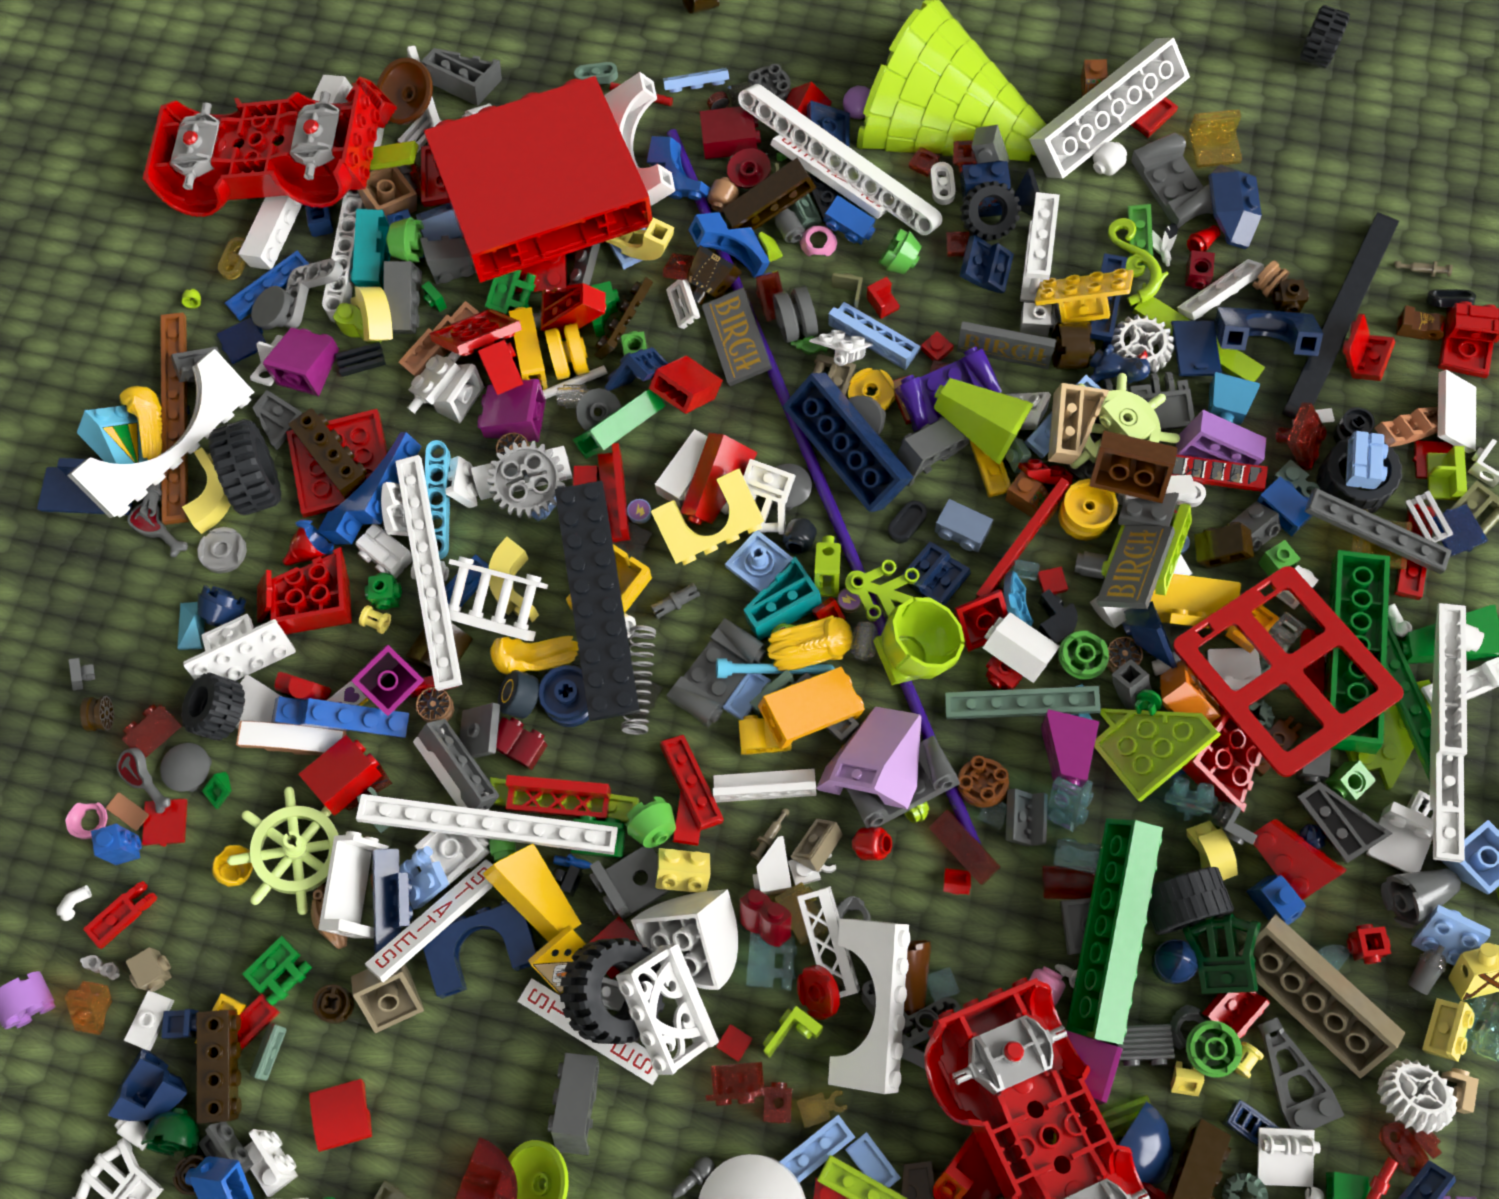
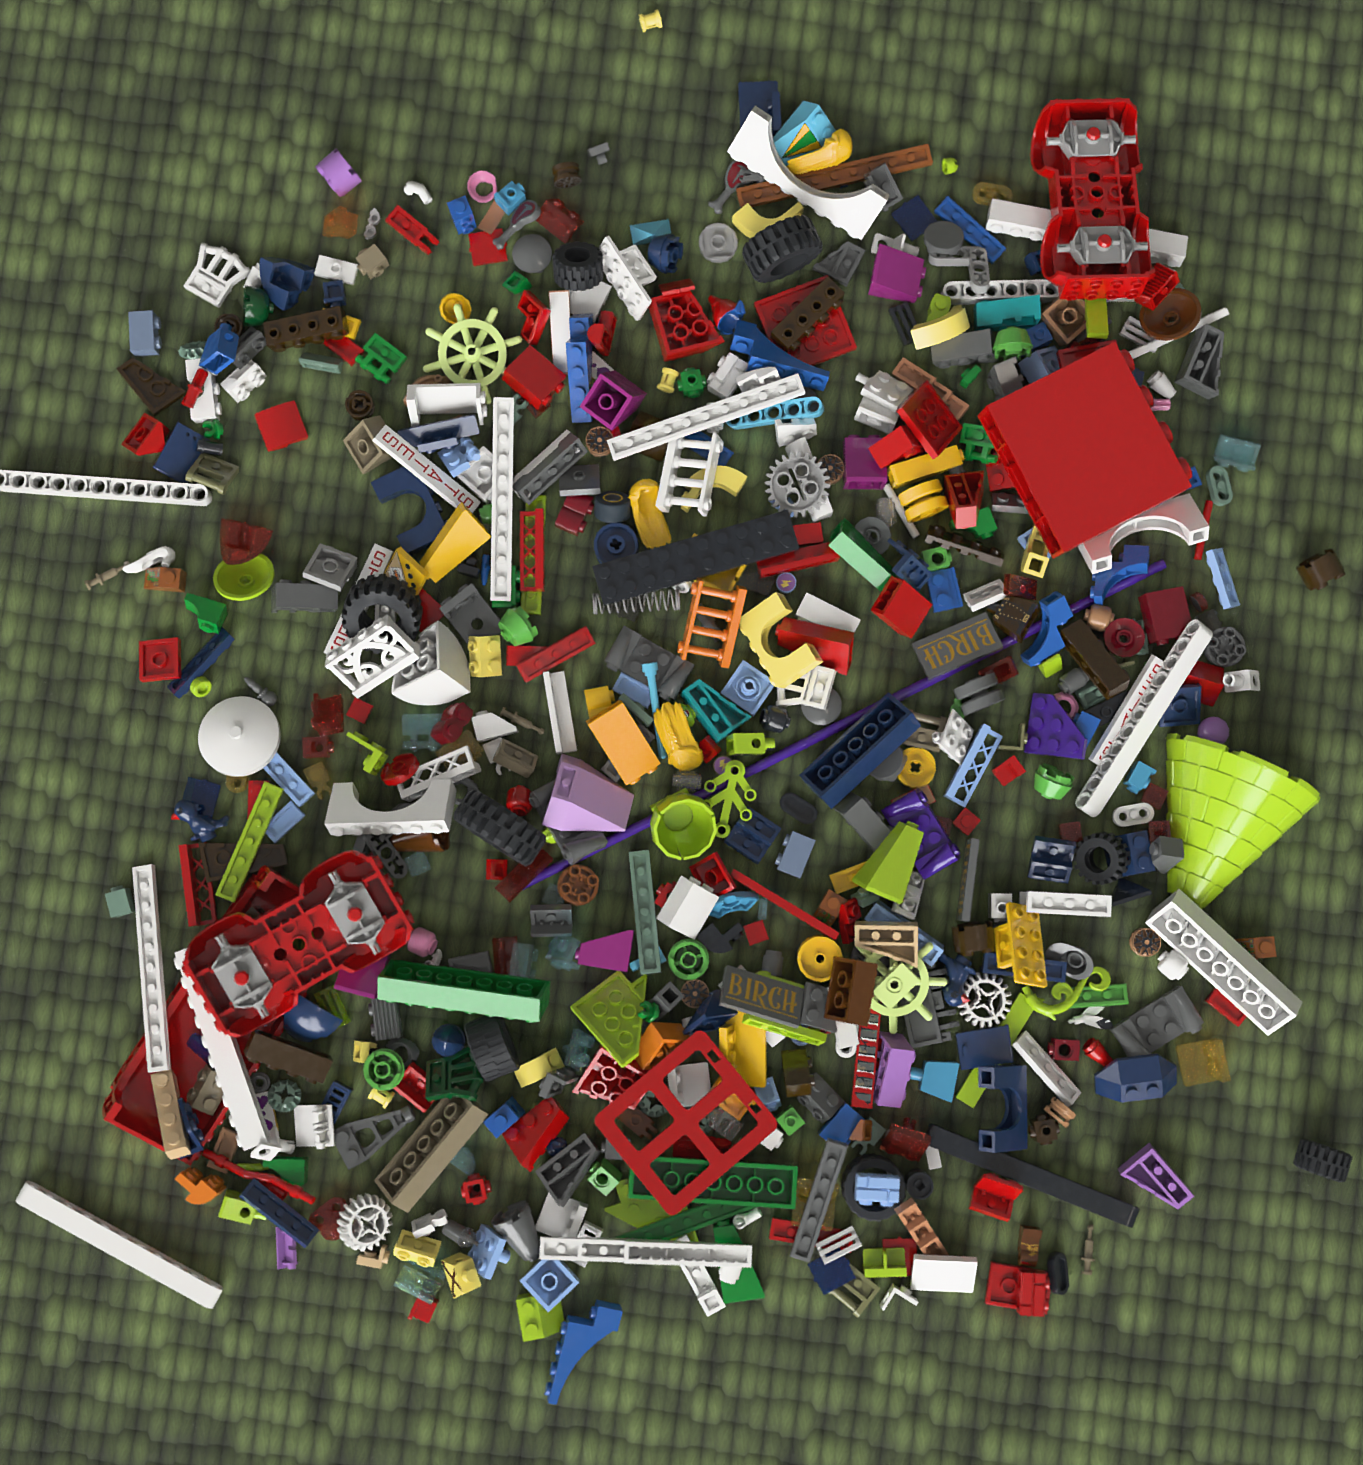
camera: 75 degrees right, 15 degrees up
(108, 786) = (510, 203): none -> dark azure brick
(267, 764) = (537, 317): none -> red brick
(540, 1060) = (330, 567): none -> light grey plate
(563, 54) = (1236, 453): none -> clear light blue bracket
(672, 343) = (944, 590): none -> blue plate
(685, 568) = (731, 616): none -> orange fence
(807, 71) = (1241, 681): none -> white bracket
(843, 246) = (1053, 730): none -> dark purple plate
(902, 171) = (1138, 777): none -> dark azure brick
(907, 860) = (499, 827): none -> black tyre
(1083, 184) = (1145, 942): none -> medium nougat wheel
(1103, 241) = (1078, 960): none -> dark grey piece
(1249, 579) = (769, 1095): none -> light blue bracket
(1296, 479) = (862, 1131): none -> dark orange slope
(1340, 192) = (1154, 1174): none -> medium lavender wedge
(1414, 1015) = (426, 1224): none -> white plate

